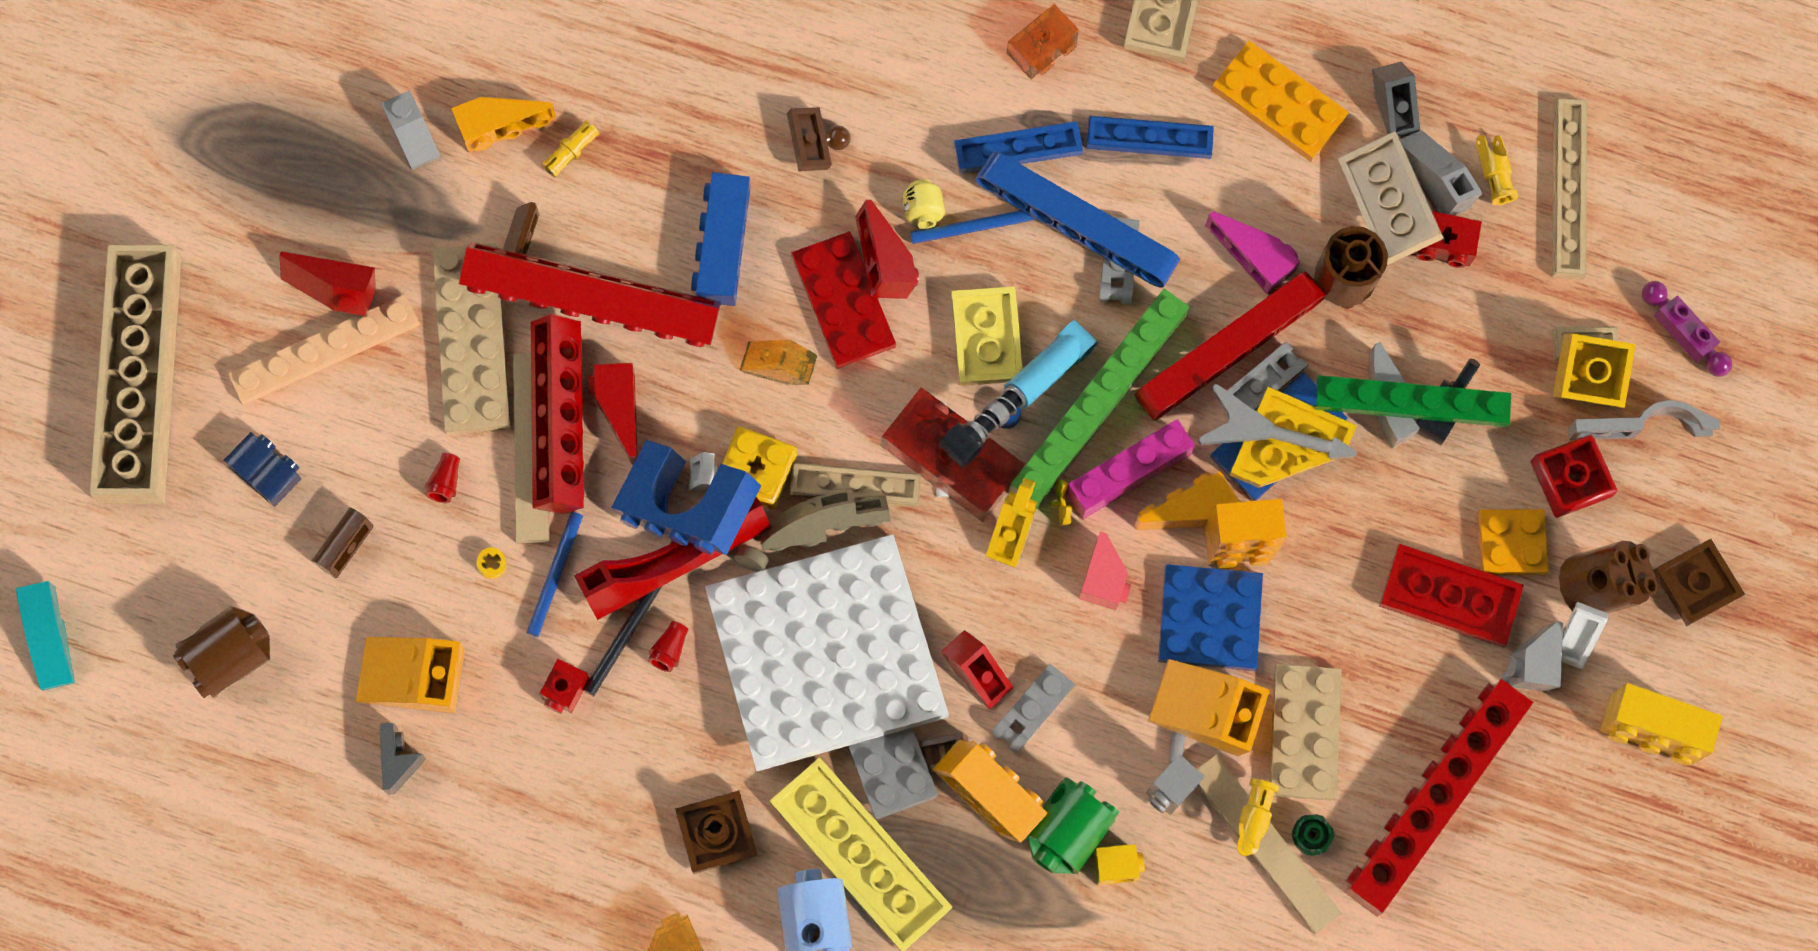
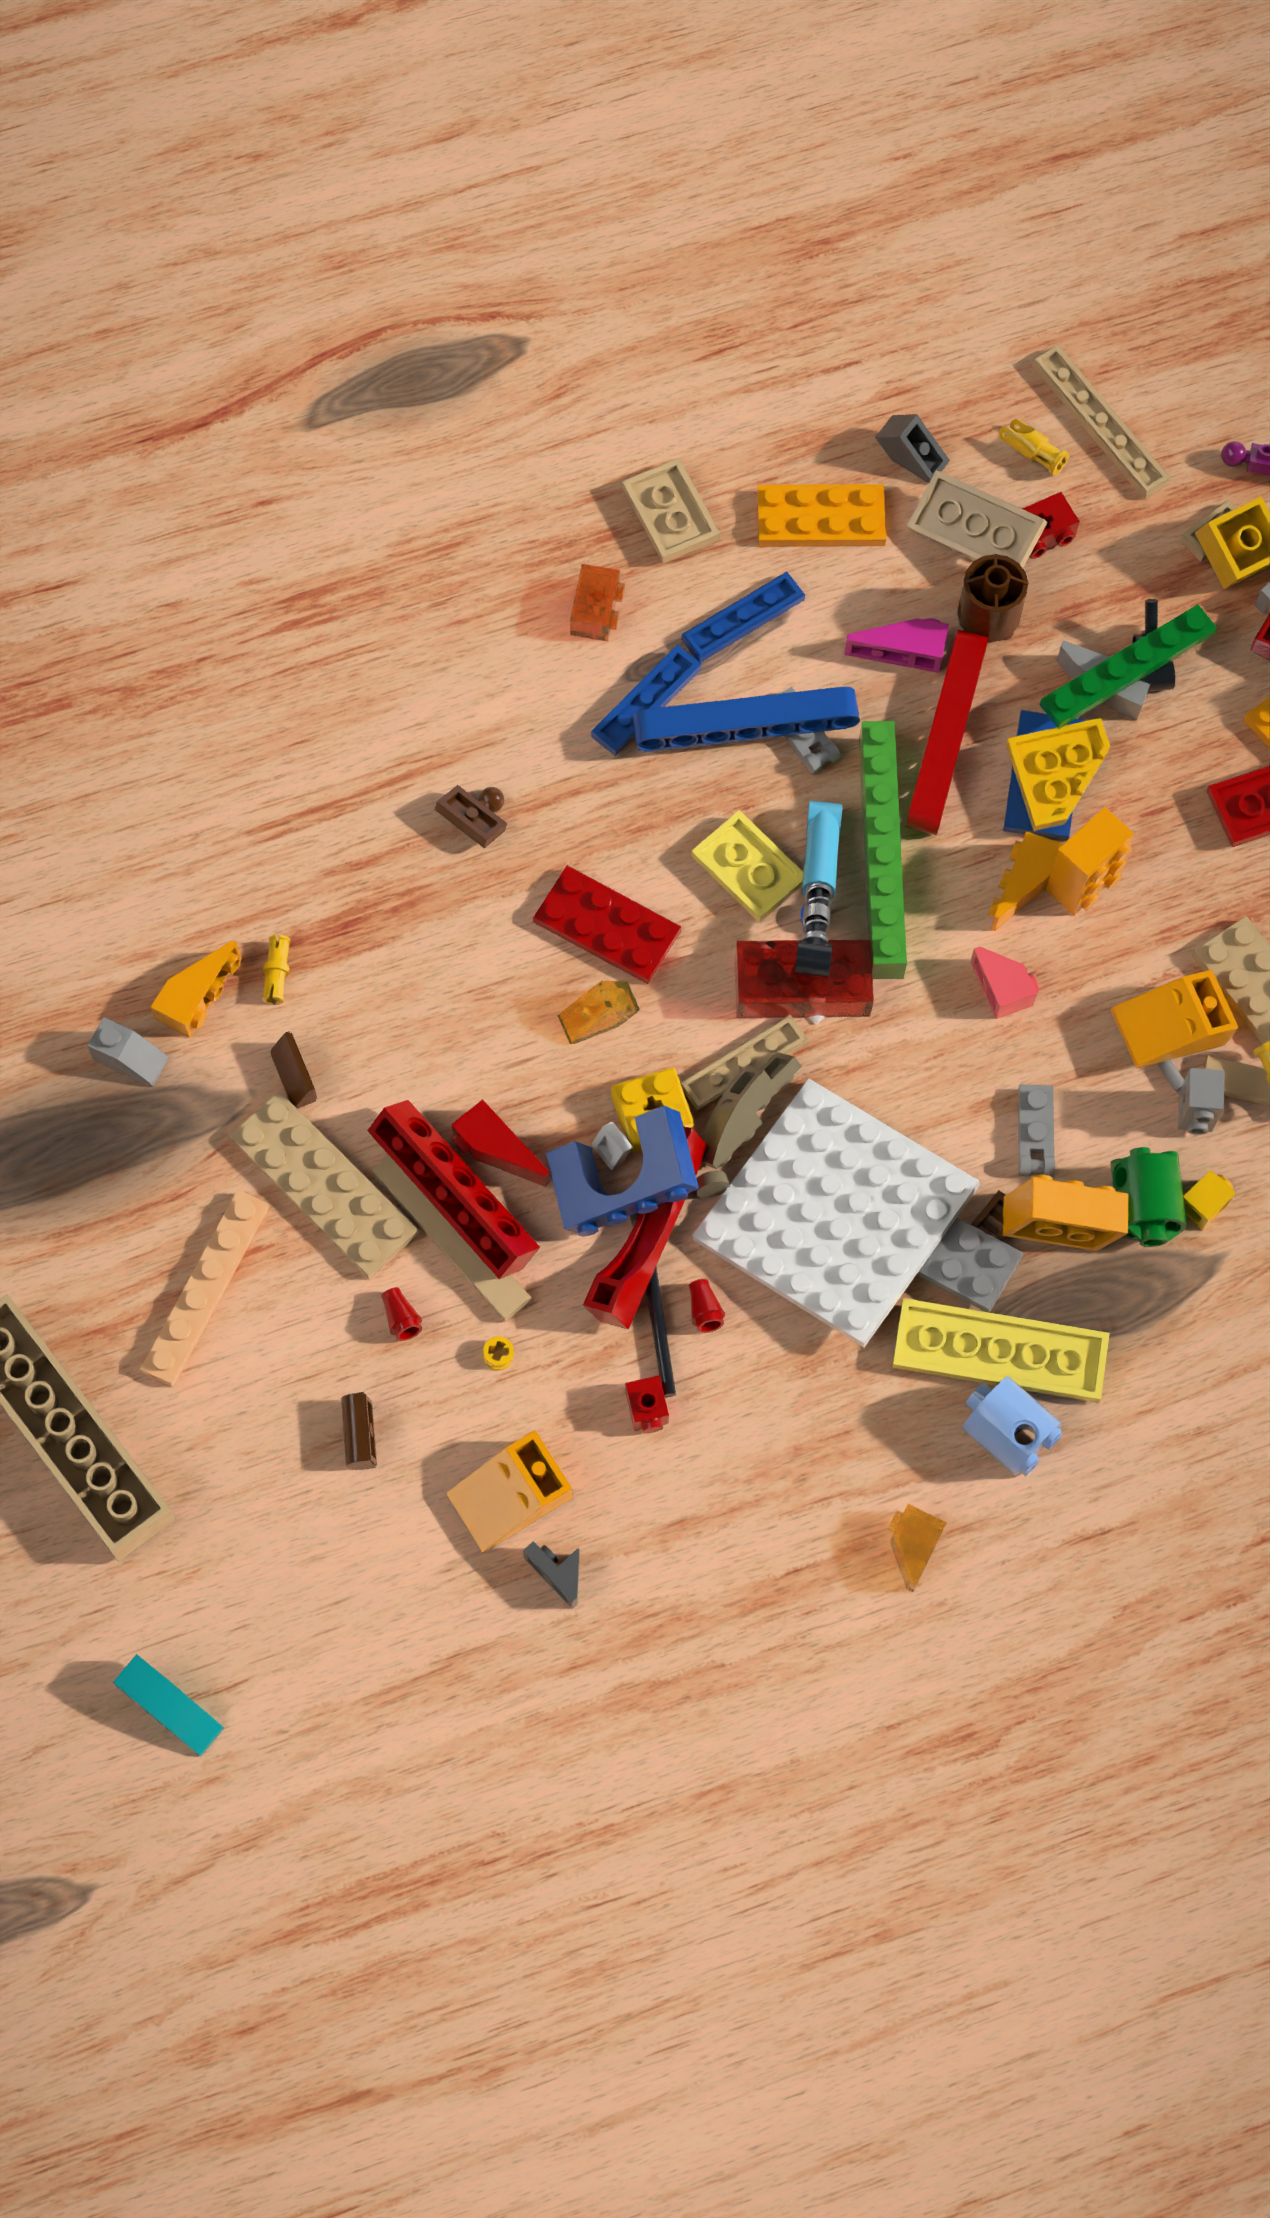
camera: 35 degrees left, 5 degrees down
(224, 650) = (338, 1595): reddish brown cylinder -> none
(263, 469) = (239, 1423): dark blue brick -> none
(331, 282) = (164, 1227): red slope -> none
(554, 574) = (559, 1322): blue bar -> none
(589, 293) = (398, 1070): red brick -> none
(716, 832) = (870, 1423): reddish brown plate -> none
(723, 238) = (468, 948): blue brick -> none
(885, 256) = (614, 862): red slope -> none
(923, 203) = (608, 799): light yellow head -> none
(970, 226) = (660, 791): blue bar -> none
(977, 668) = (966, 1131): red slope -> none
(1013, 525) = (901, 995): yellow hinge -> none
(1064, 511) = (930, 958): yellow piece -> none
(1130, 469) = (952, 884): dark pink brick -> none
(1210, 617) = (1111, 953): blue plate -> none
(1249, 425) = (1019, 778): light grey piece -> none
(1268, 374) = (993, 756): light grey plate -> none
(1441, 174) = (1002, 477): light grey slope -> none

